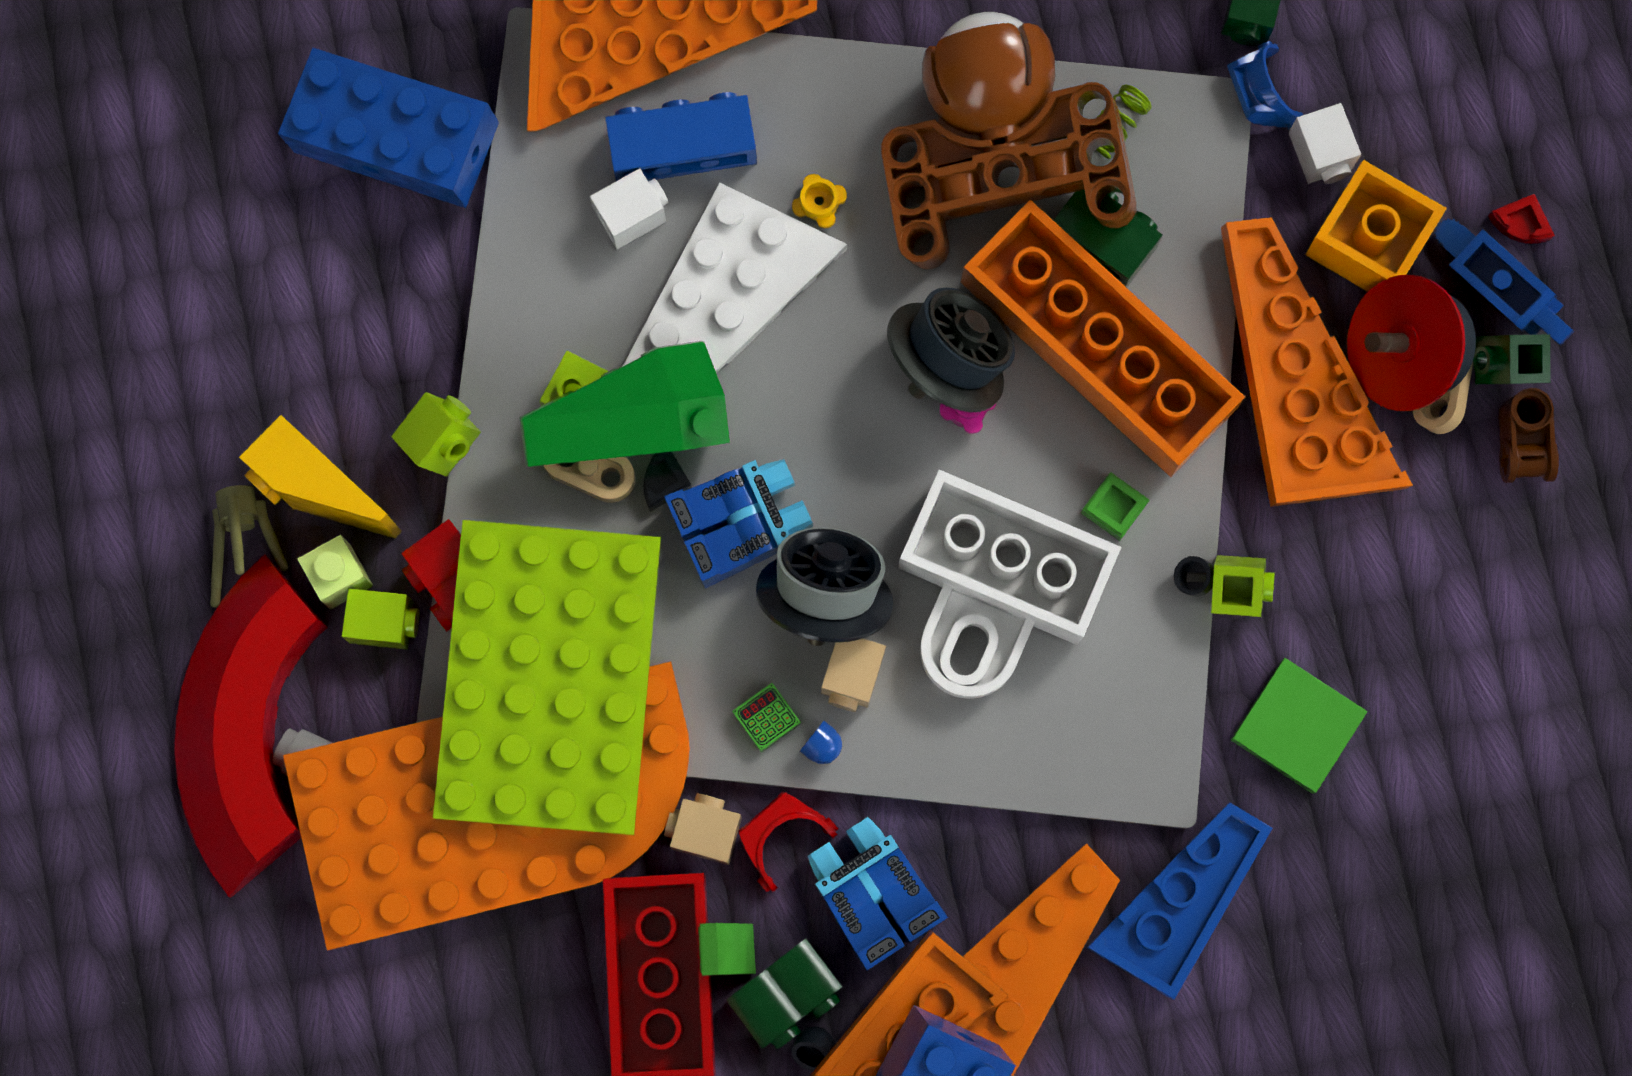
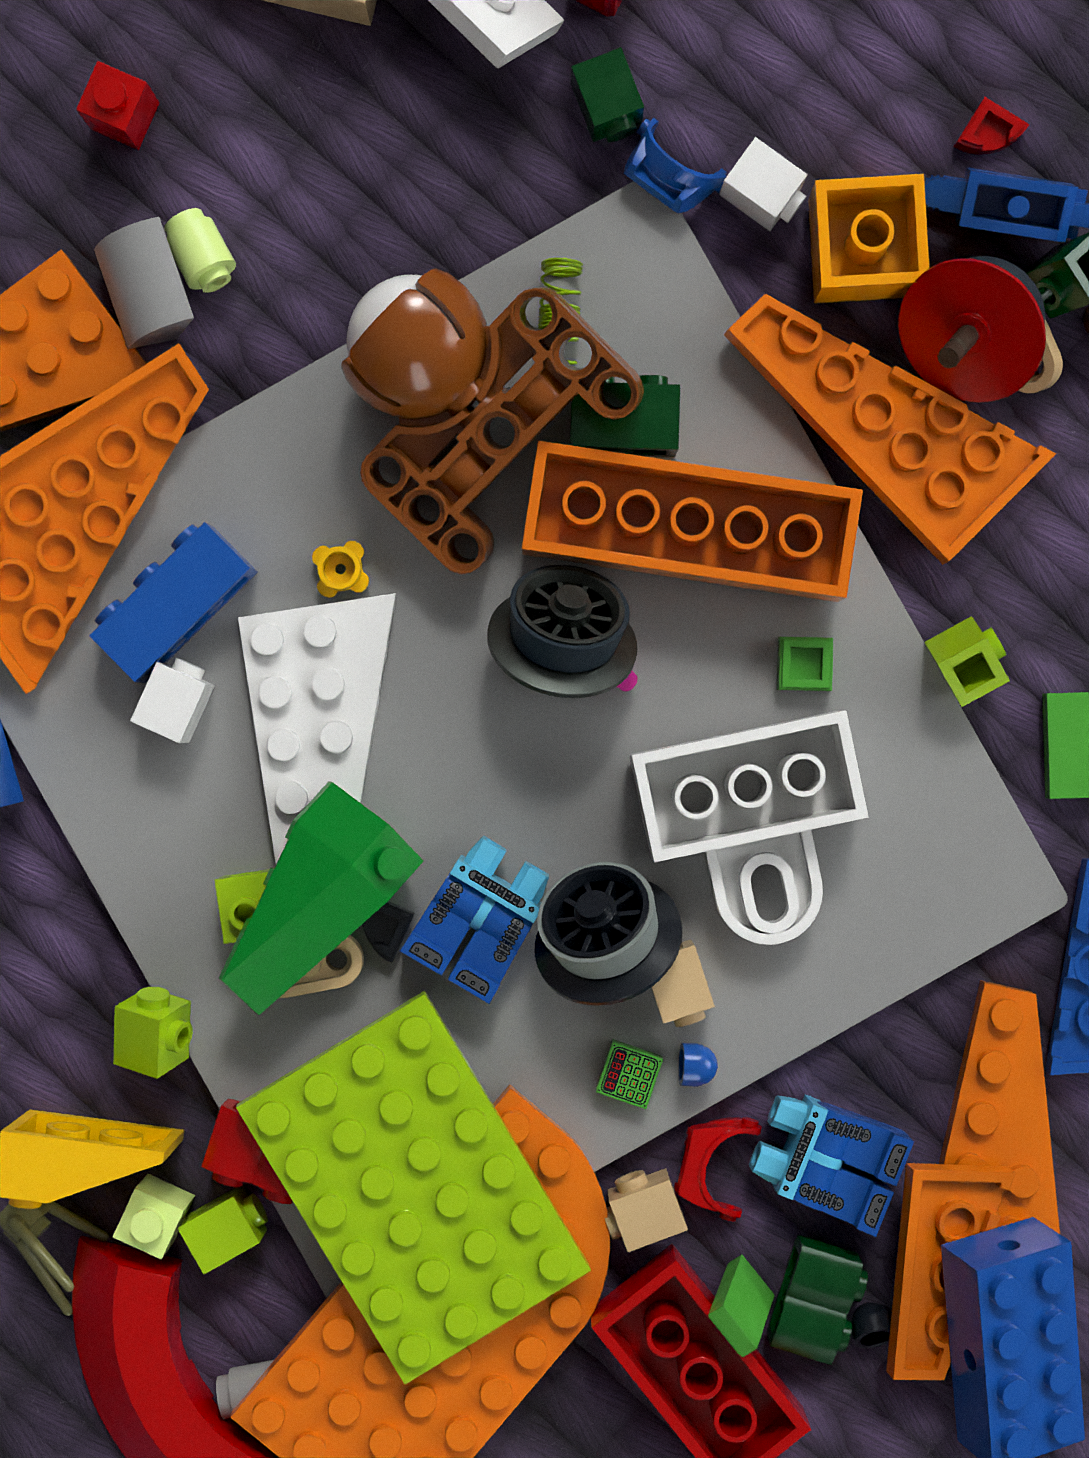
camera: 30 degrees left, 10 degrees up
(1194, 565) = (926, 691): black hinge -> none

